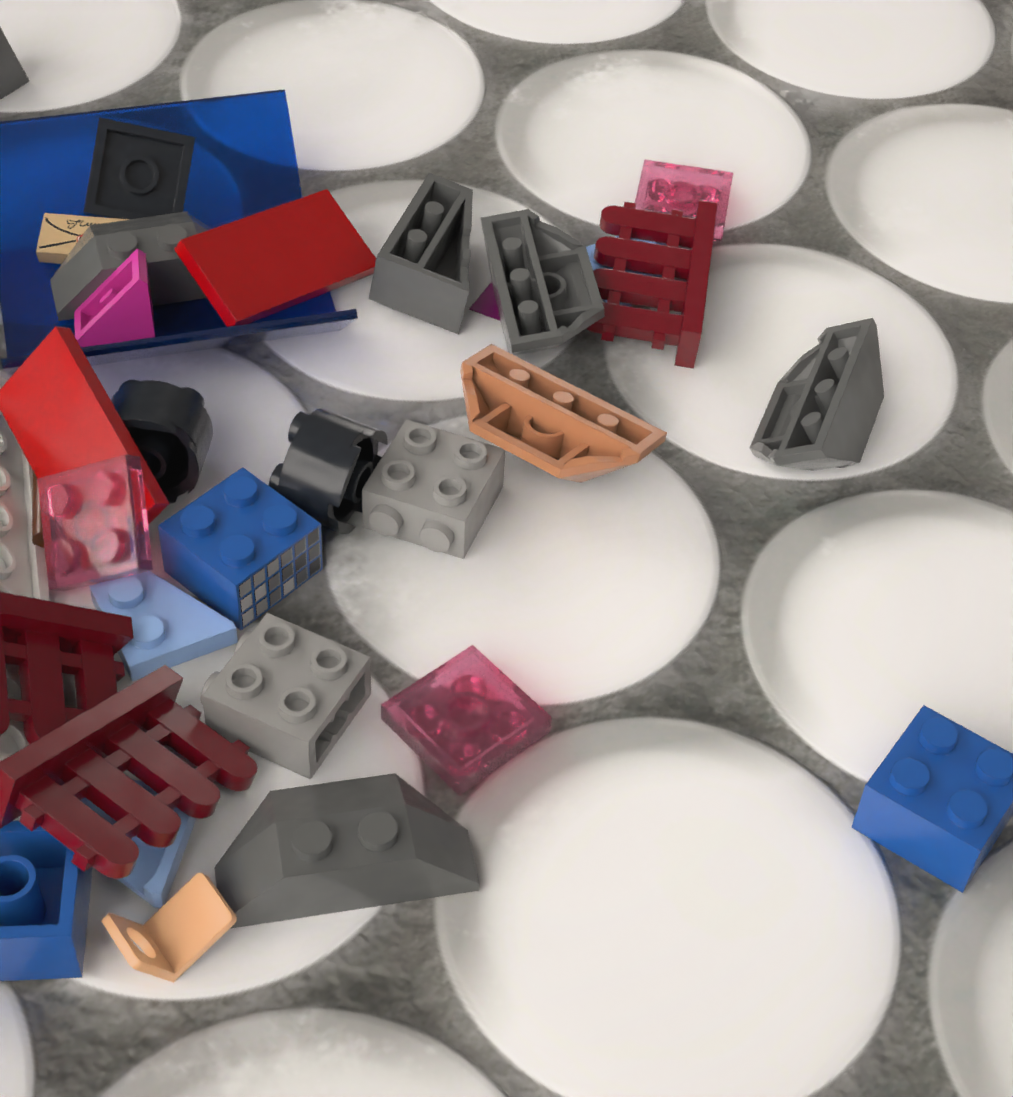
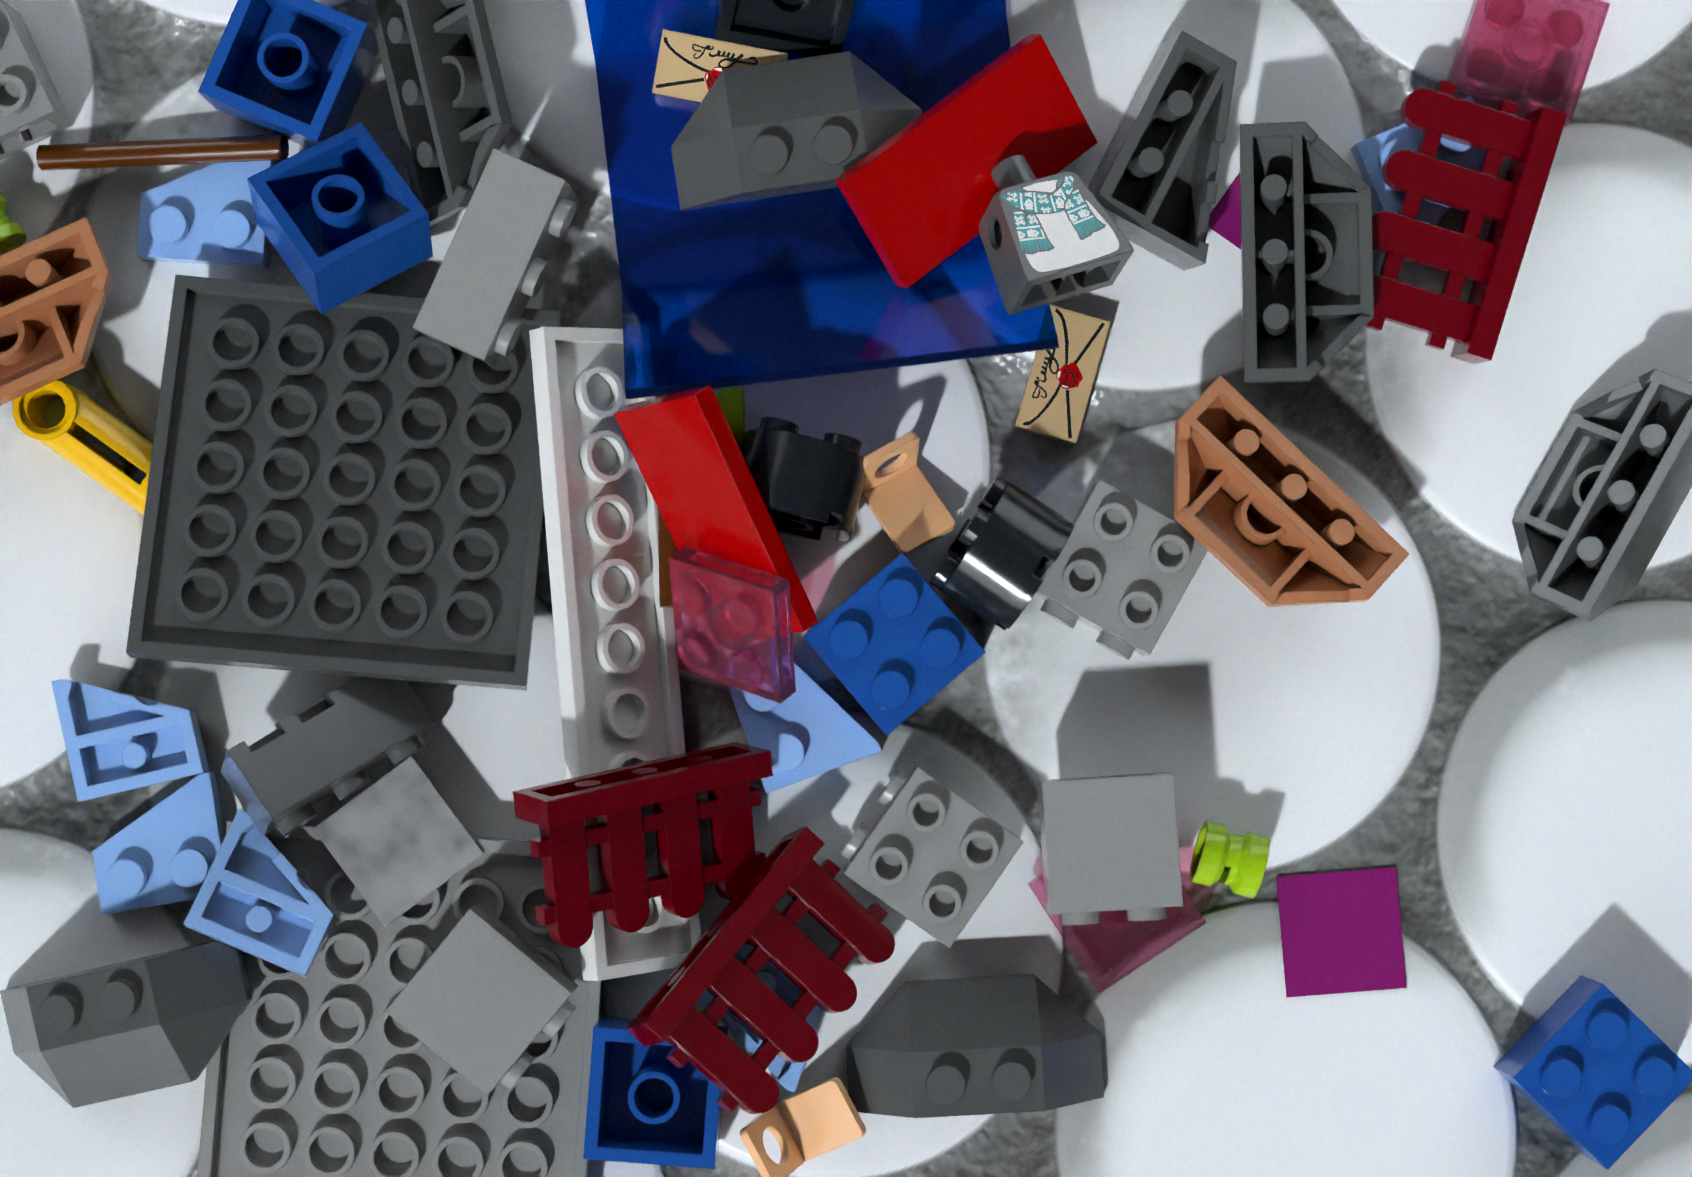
camera: 10 degrees right, 40 degrees up
(118, 307) = (754, 231): dark pink slope -> none
(229, 458) = (903, 496): none -> light nougat bracket
(330, 278) = (1048, 237): none -> dark grey torso
(371, 386) = (1063, 377): none -> tan tile
(448, 639) = (1110, 846): none -> light grey brick
(577, 673) = (1229, 859): none -> lime wheel
(681, 736) = (1341, 932): none -> magenta sticker

